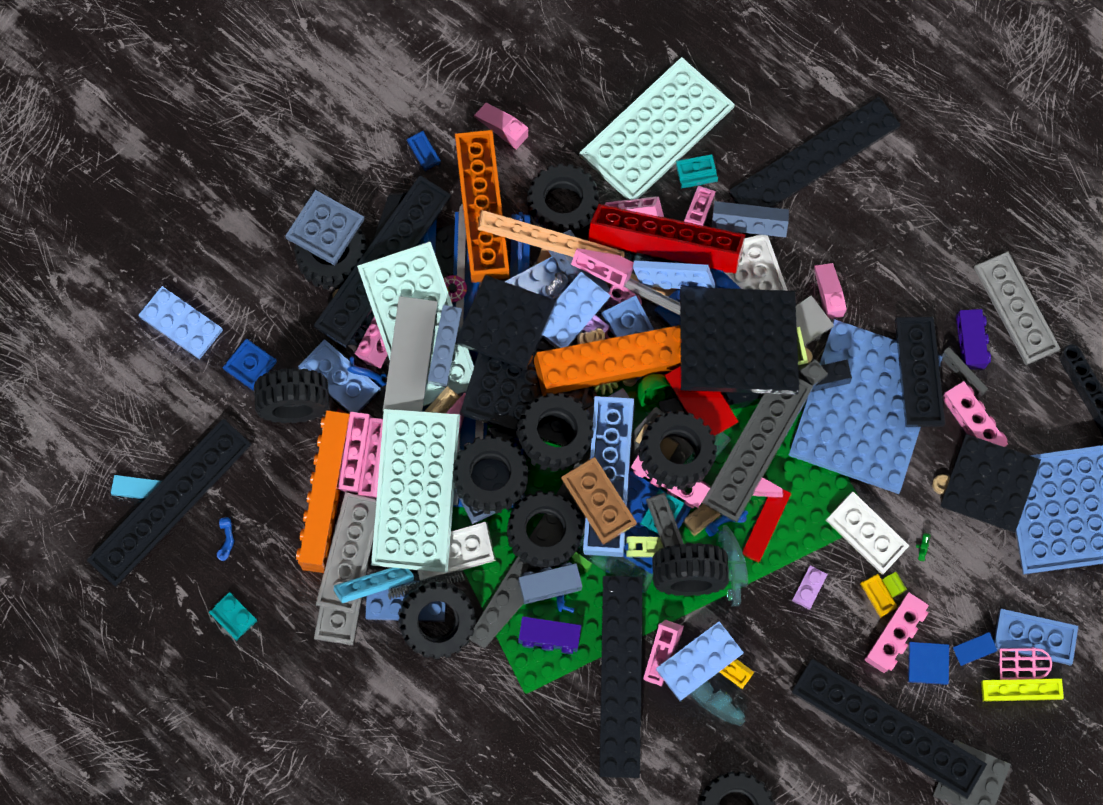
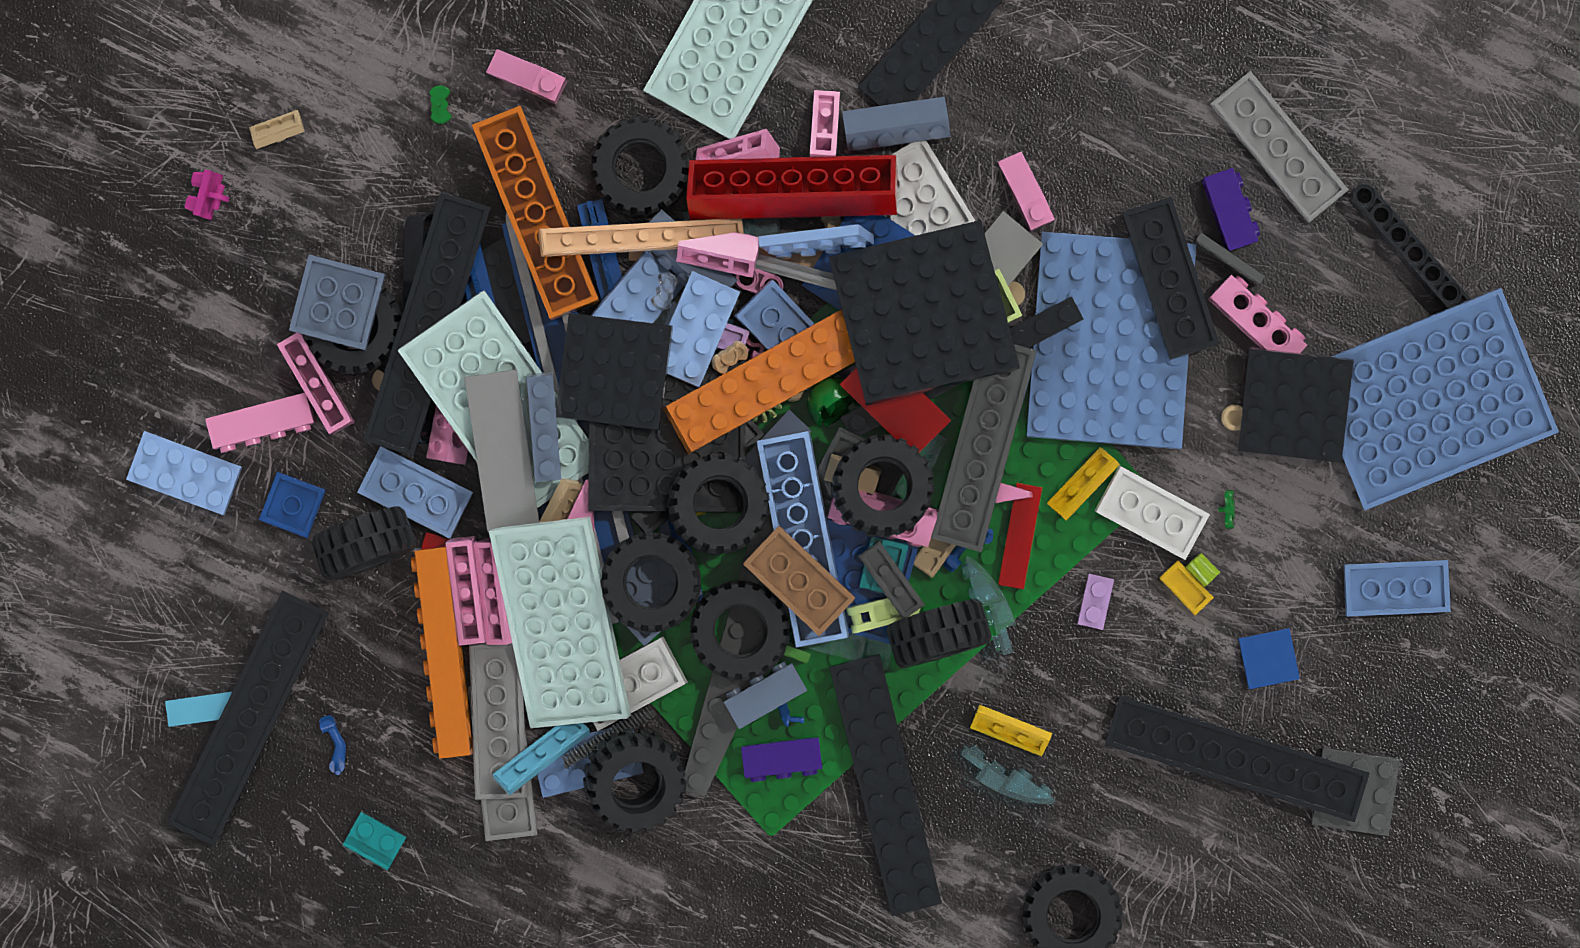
camera: 15 degrees left, 15 degrees up
(245, 300) = (260, 421): none -> bright pink brick
(259, 142) = (209, 194): none -> dark pink hips
(292, 284) = (316, 384): none -> bright pink brick
(319, 113) = (277, 129): none -> tan plate
(366, 372) = (447, 478): blue piece -> none
(423, 151) = (433, 142): blue tile -> none
(436, 127) = (439, 104): none -> green piece
(456, 287) = (531, 333): dark pink piece -> none
(663, 649) = (930, 737): bright pink slope -> none
(696, 171) = (807, 71): teal plate -> none
(699, 661) = (979, 741): light blue plate -> none
(813, 373) = (1033, 329): dark grey plate -> none
(822, 498) = (1083, 483): none -> yellow plate
(909, 605) = (1199, 666): bright pink brick -> none
(975, 649) = (1323, 625): blue tile -> none
(1022, 690) = (1394, 661): neon yellow plate -> none
(1033, 669) = (1382, 635): bright pink window -> none

